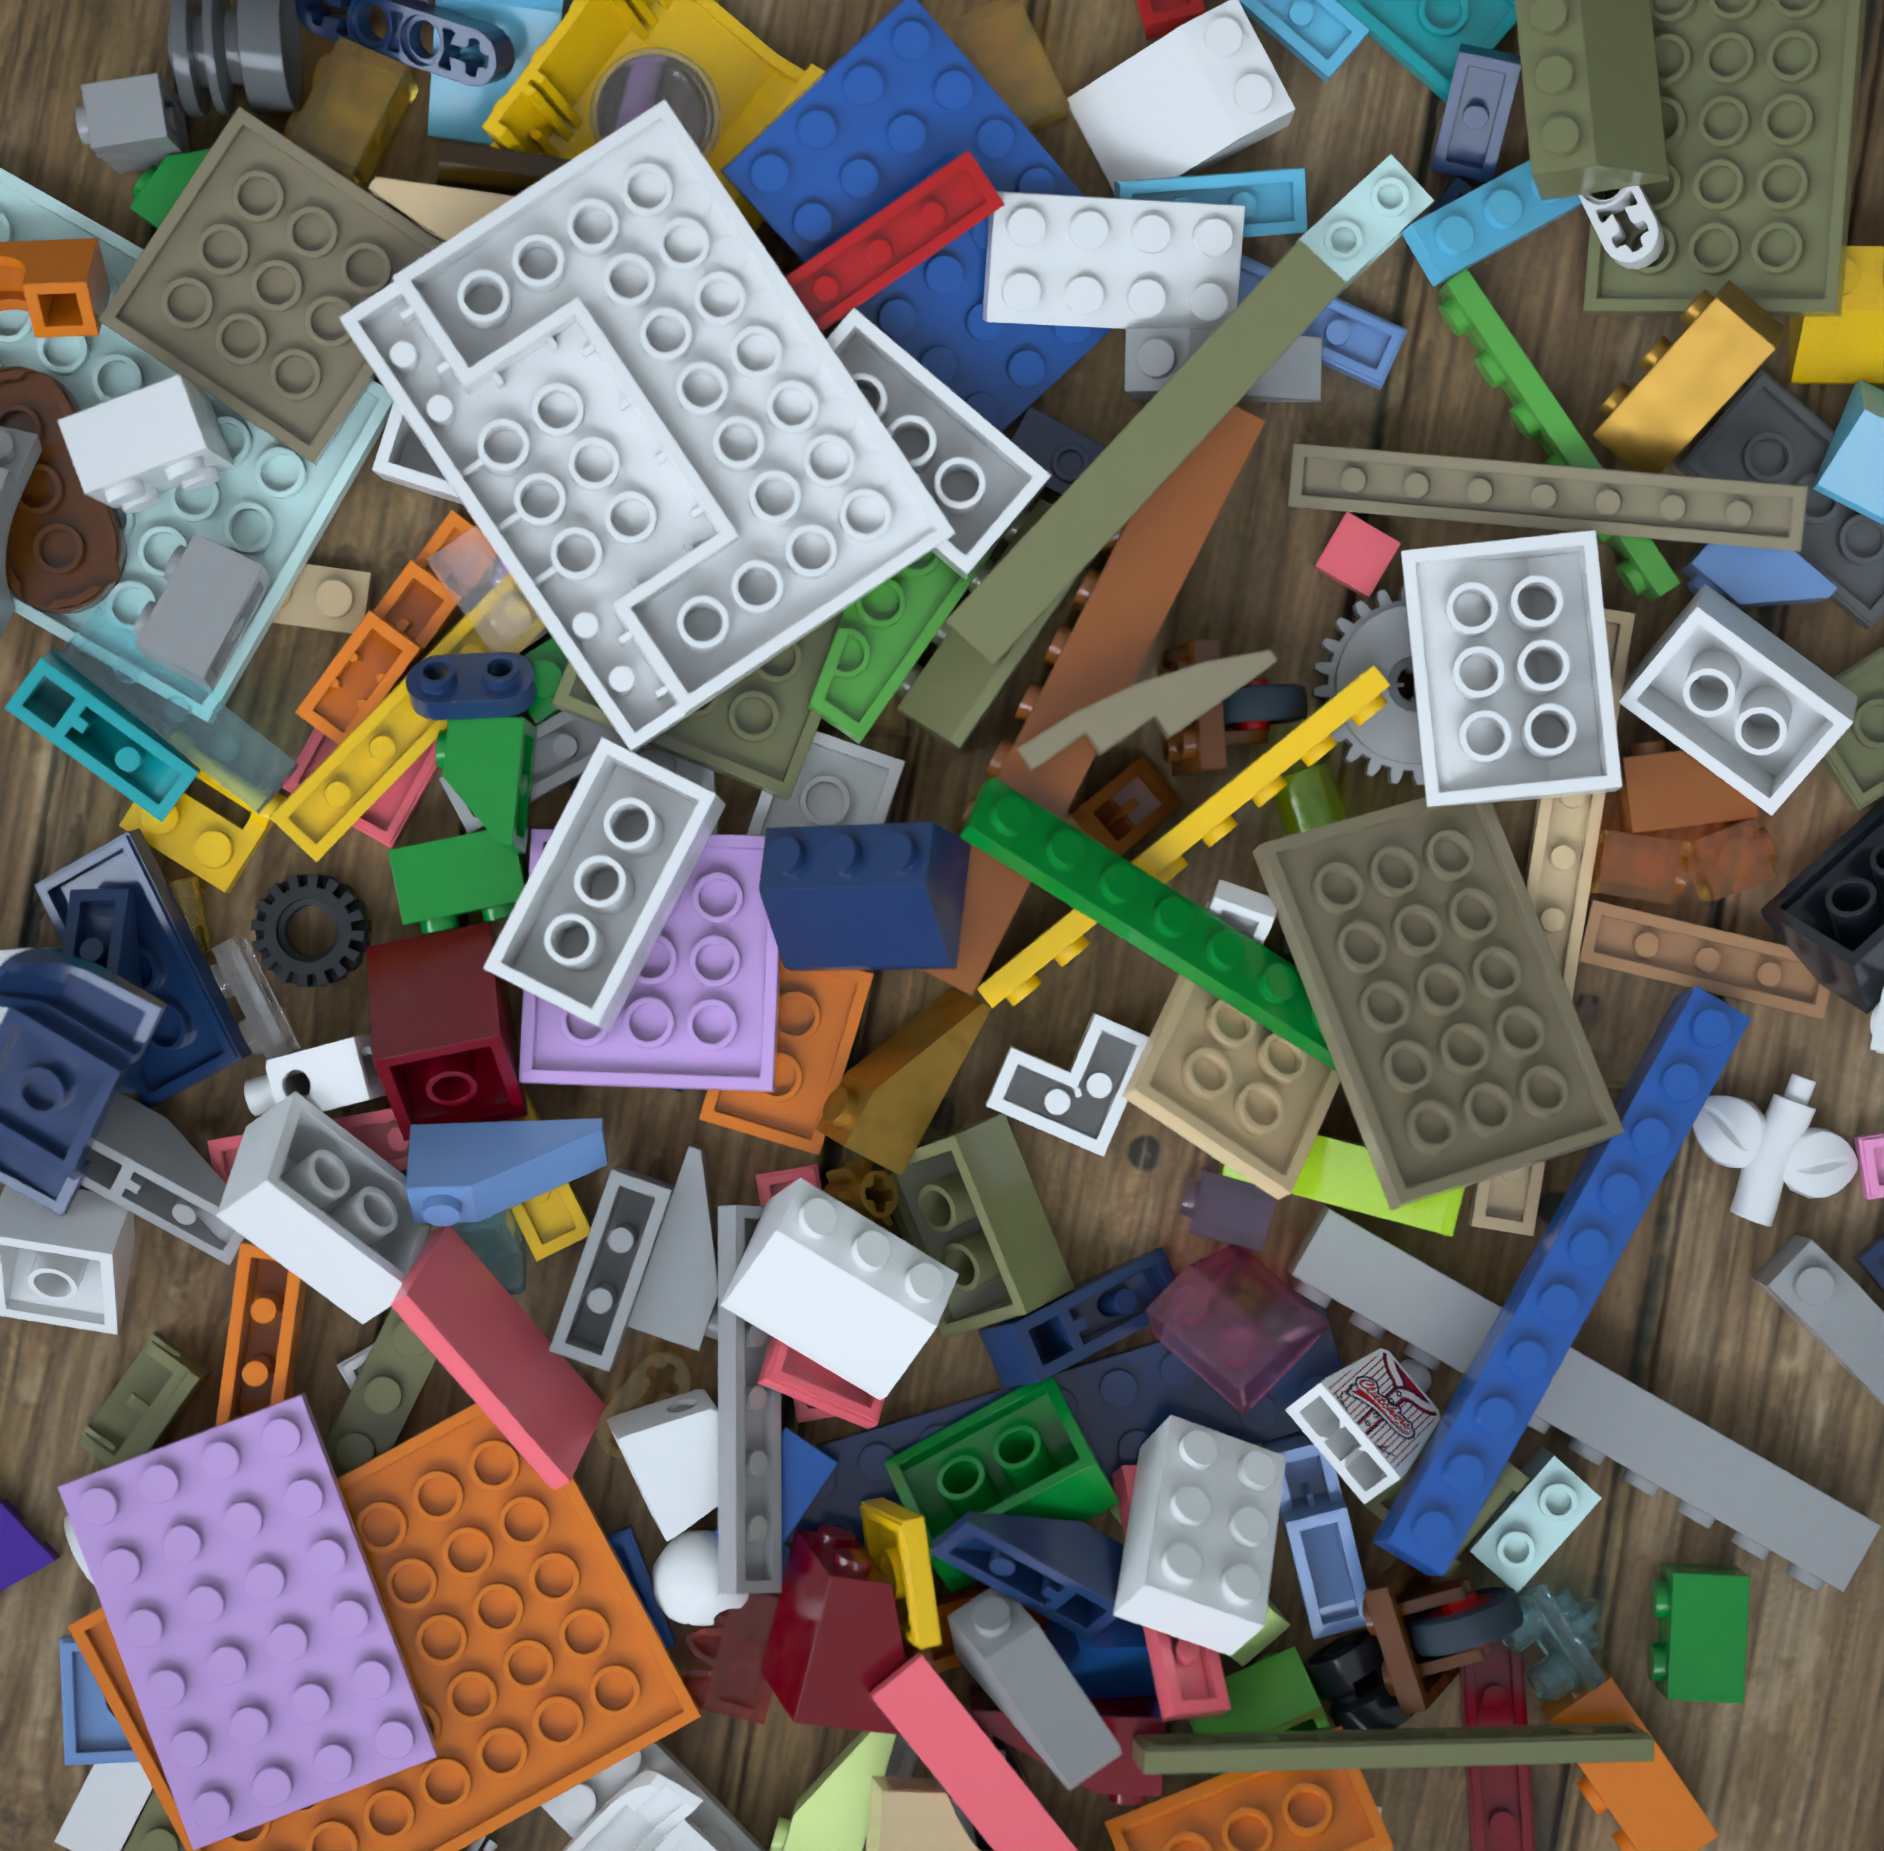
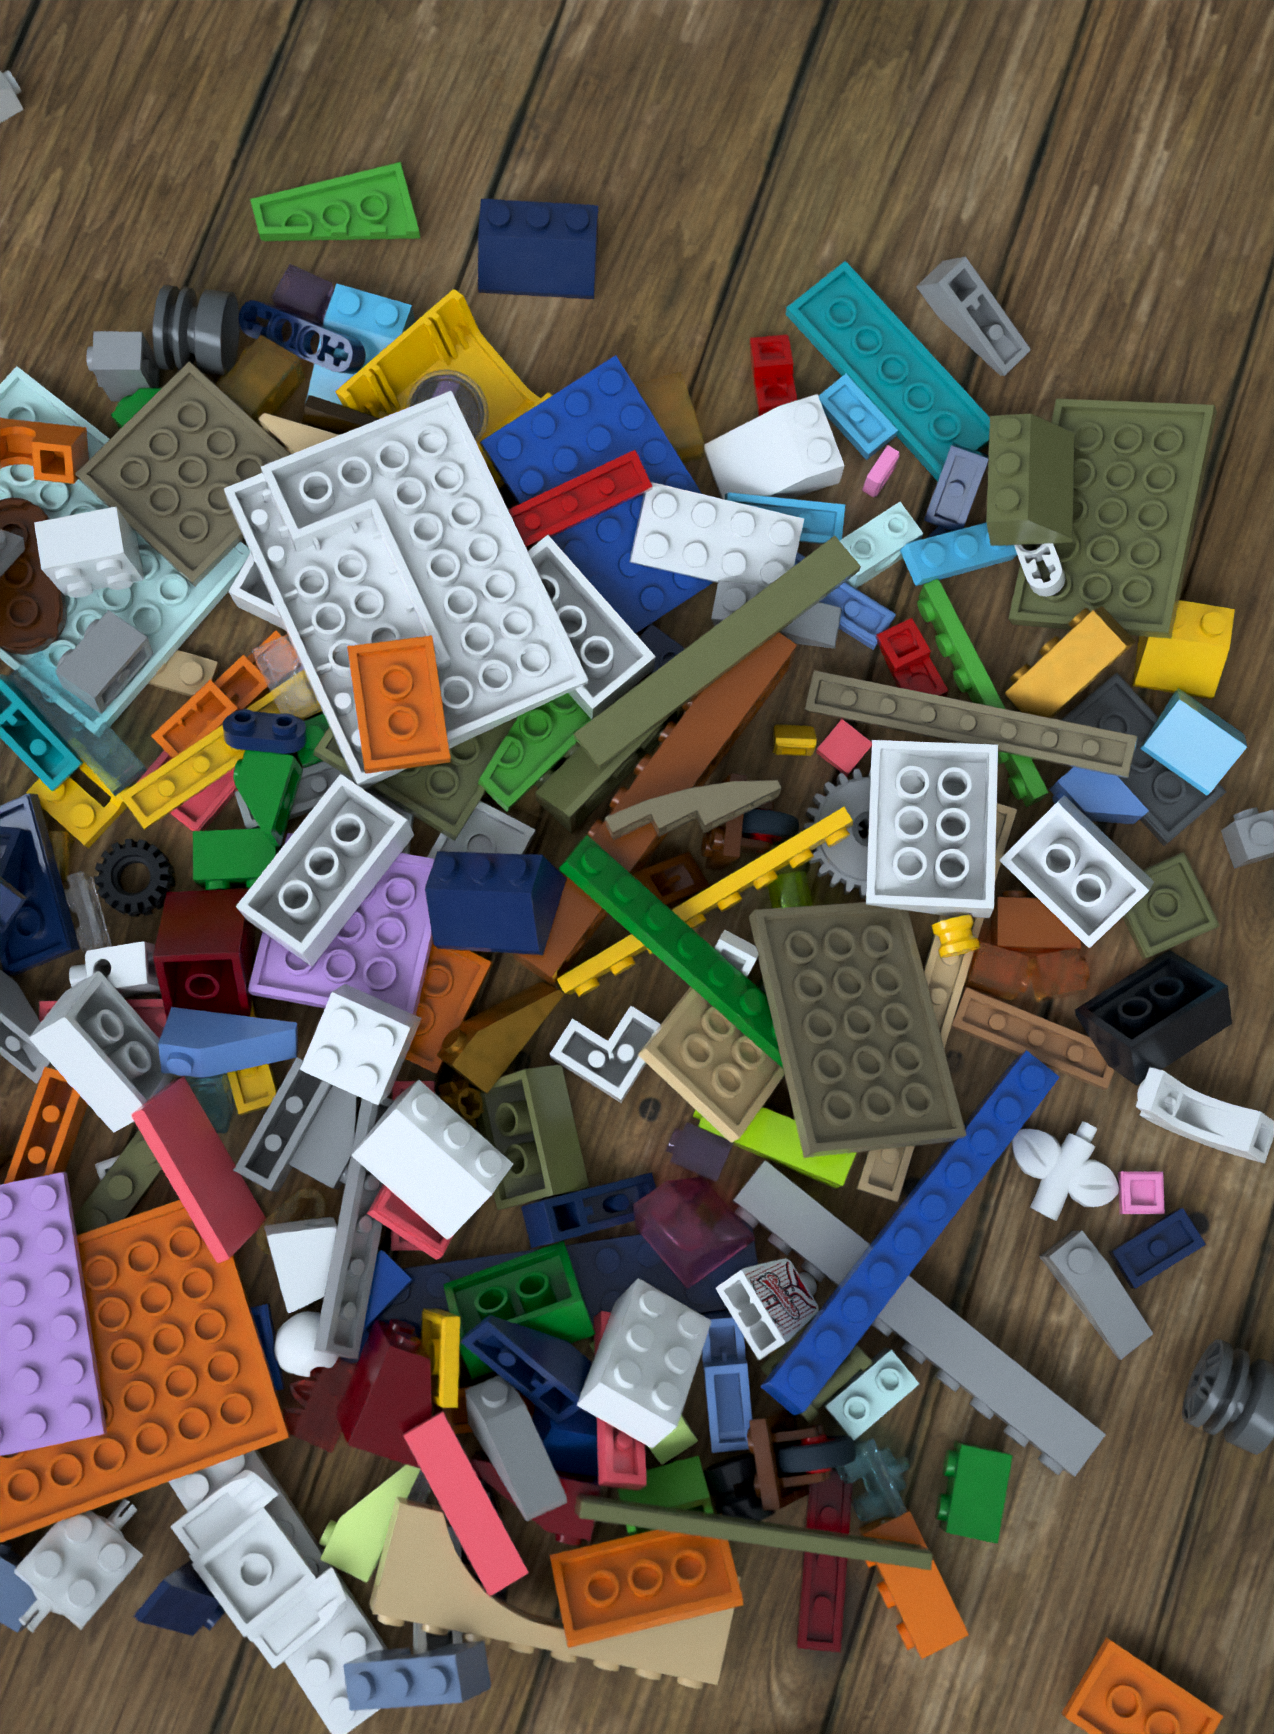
camera: 10 degrees right, 10 degrees down
(675, 624) = (398, 704): none -> orange plate
(705, 1139) = (360, 1044): none -> white brick
(1277, 554) = (794, 740): none -> yellow slope
(1353, 102) = (881, 471): none -> bright pink tile
(1440, 403) = (909, 659): none -> red slope
(1568, 829) = (955, 936): none -> yellow wheel

